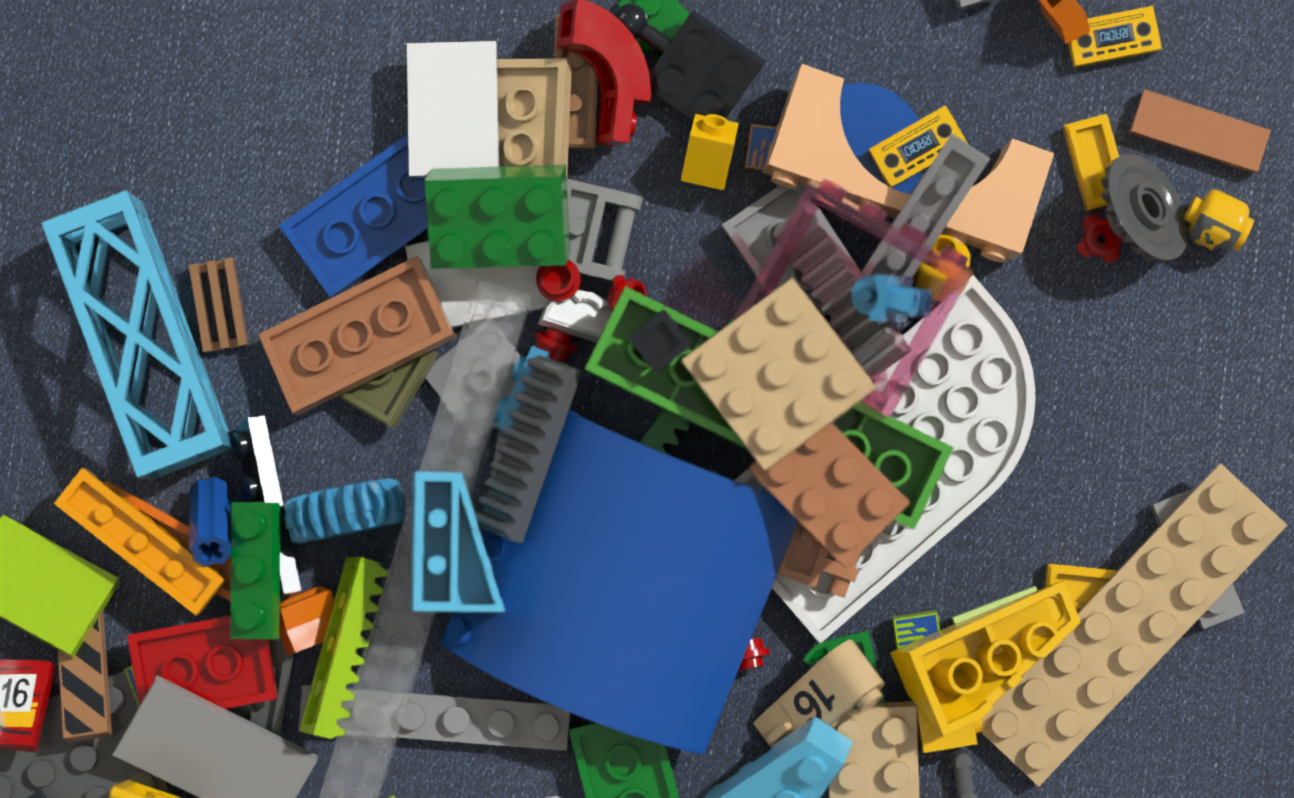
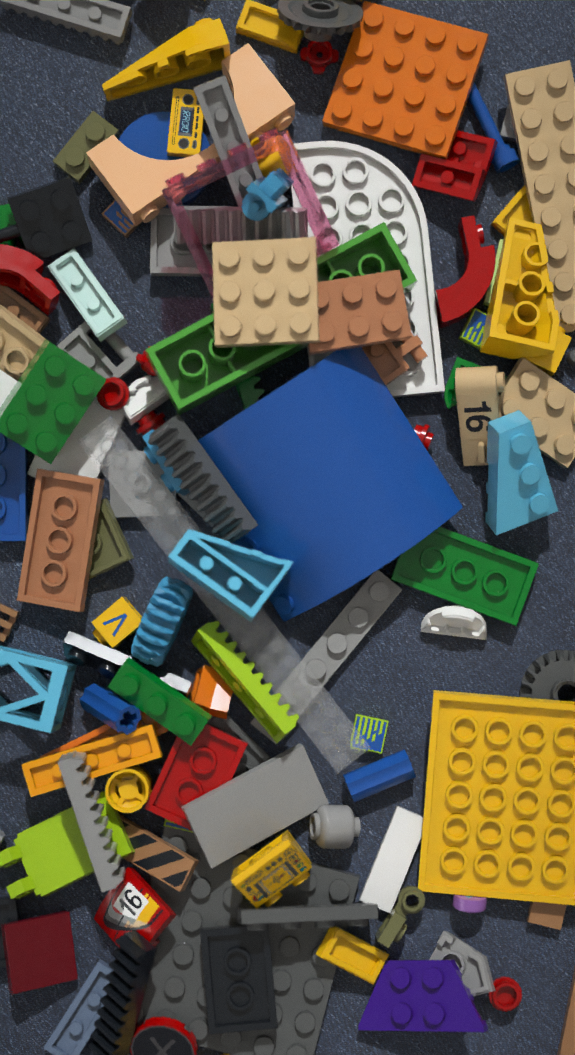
camera: 50 degrees left, 0 degrees up
(73, 586) = (90, 821): none -> light grey gear
(136, 604) = (129, 789): none -> yellow wheel
(309, 462) = (116, 623): none -> yellow brick
(649, 172) = (87, 294): none -> light aqua tile
(659, 341) = (193, 350): black plate -> none
(709, 151) = (100, 248): yellow brick -> none
(823, 50) = (73, 156): none -> olive plate
(970, 591) = (463, 296): none -> red arch
(993, 92) = (185, 56): none -> yellow wedge
(1083, 476) = (462, 171): none -> red slope
(1133, 522) = (504, 156): none -> blue piece
(1139, 356) = (405, 80): none -> orange plate

